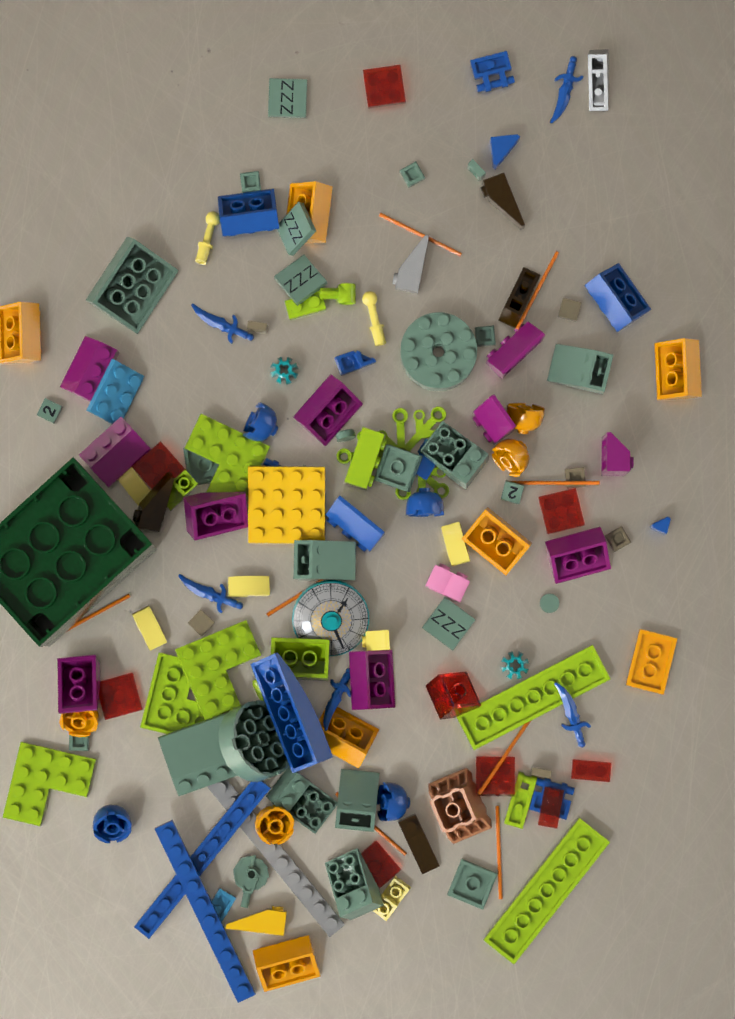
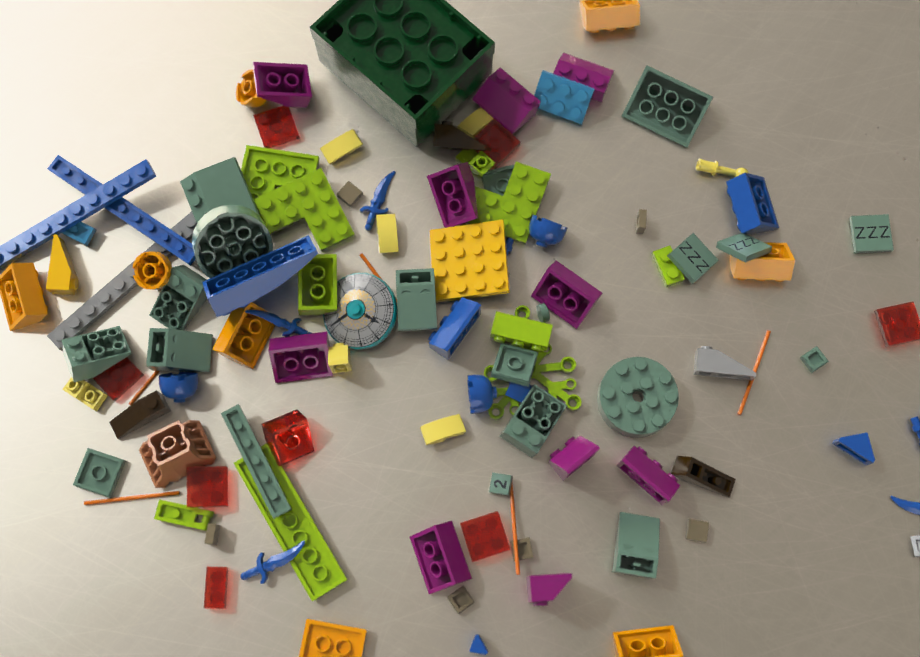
camera: 85 degrees right, 10 degrees down
(37, 772) = (203, 64): lime plate -> none
(49, 411) = (540, 45): sand green tile -> none
(78, 743) = (230, 96): sand green tile -> none
(100, 611) = (354, 102): orange piece -> none
(111, 824) = (154, 125): blue cylinder -> none
(222, 324) = (639, 191): blue piece -> none
(250, 181) = (782, 205): sand green tile -> none
(250, 875) = (107, 256): sand green piece -> none
(283, 376) = (605, 253): teal piece -> none
(344, 293) = (684, 301): lime axle -> none
(352, 361) = (617, 315): blue slope -> none
(370, 299) = (682, 326): light yellow pin -> none
(447, 583) = (402, 424): bright pink brick -> none
(448, 623) = (361, 429): sand green tile -> none
(475, 726) = (256, 461): none -> sand green plate
(476, 170) = (829, 422): sand green tile -> none
(485, 336) = (658, 444): sand green tile -> none
(496, 541) = (448, 470): light orange slope -> none
(502, 198) = (805, 449): dark brown slope -> none
(503, 758) = (225, 493): orange piece -> none
(510, 669) = (317, 494): teal piece -> none
(512, 456) = (538, 479): light orange cylinder -> none
(525, 417) = (579, 489): light orange cylinder -> none
(536, 799) = (179, 548): blue plate -> none
(537, 290) = (713, 494): orange piece -> none
(546, 891) = (91, 550): lime plate -> none
(549, 603) = (388, 531): sand green tile -> none
(550, 807) = (175, 546): clear red plate -> none
(617, 297) = (717, 580): blue slope -> none

